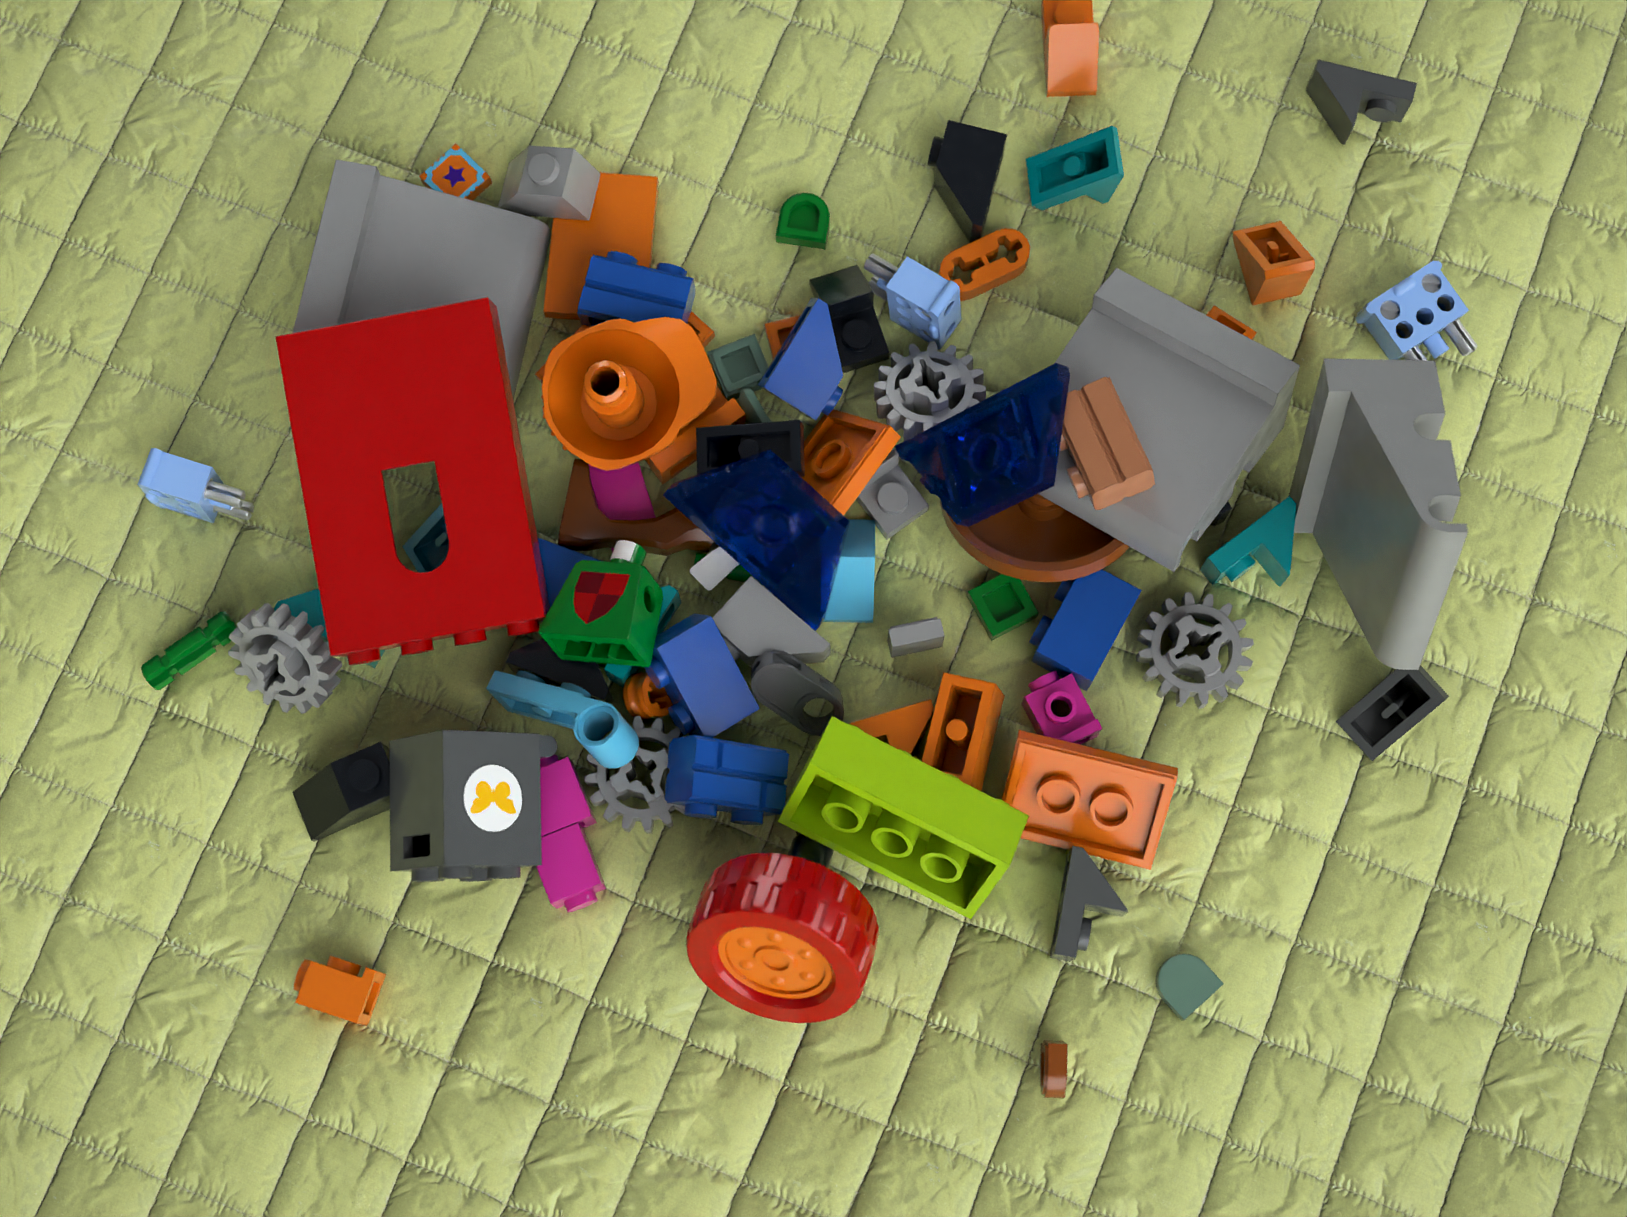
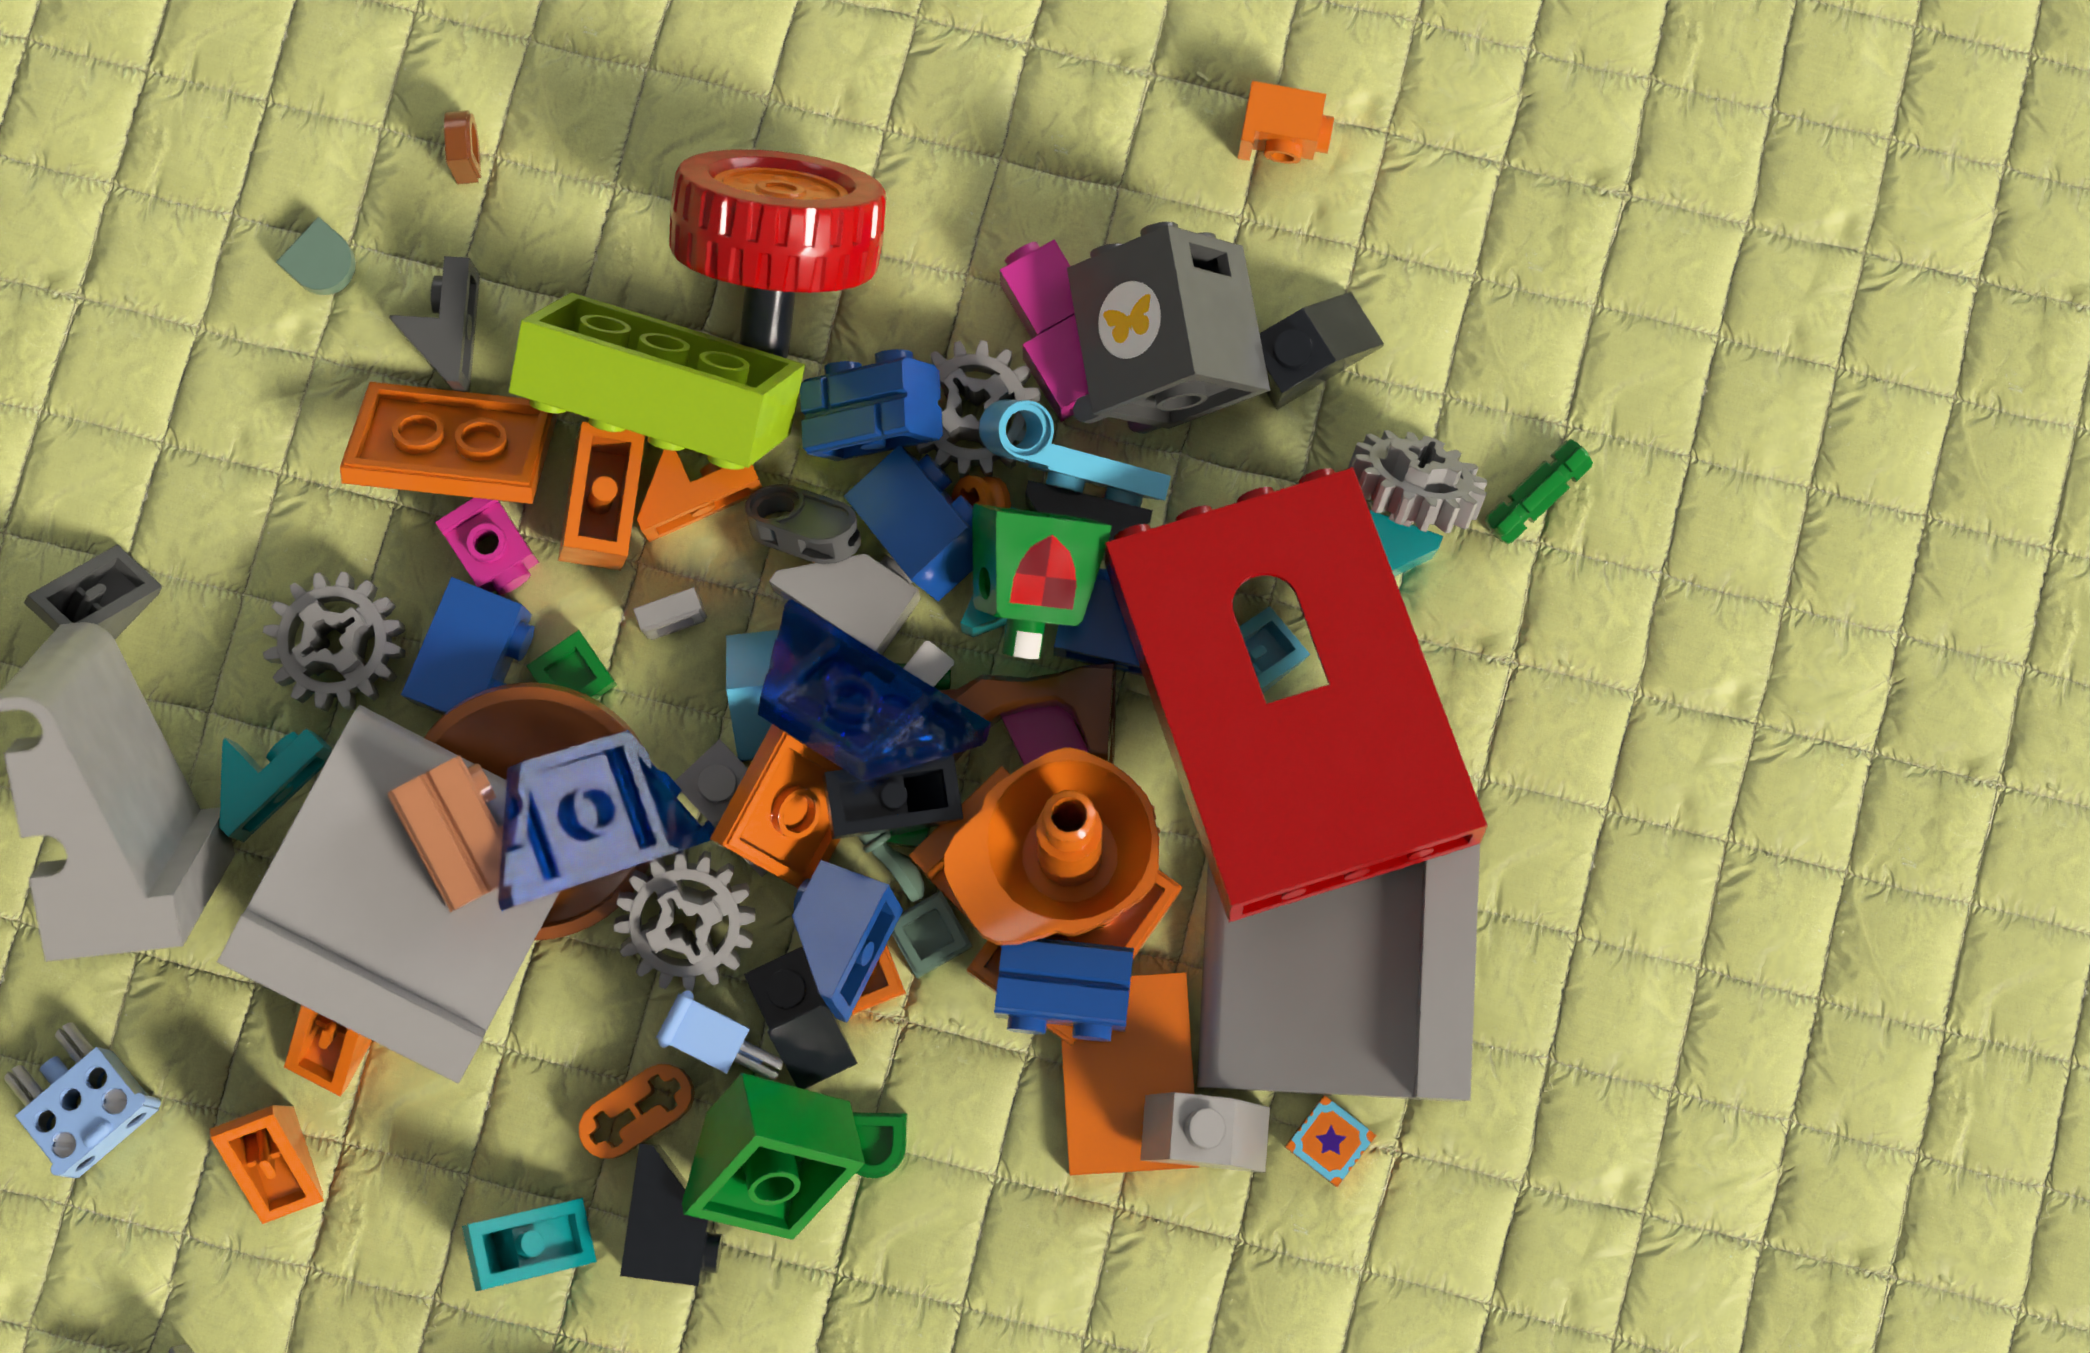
camera: 170 degrees right, 5 degrees up
(190, 488) = (1573, 675): light blue piece -> none
(879, 206) = (771, 1157): none -> green slope

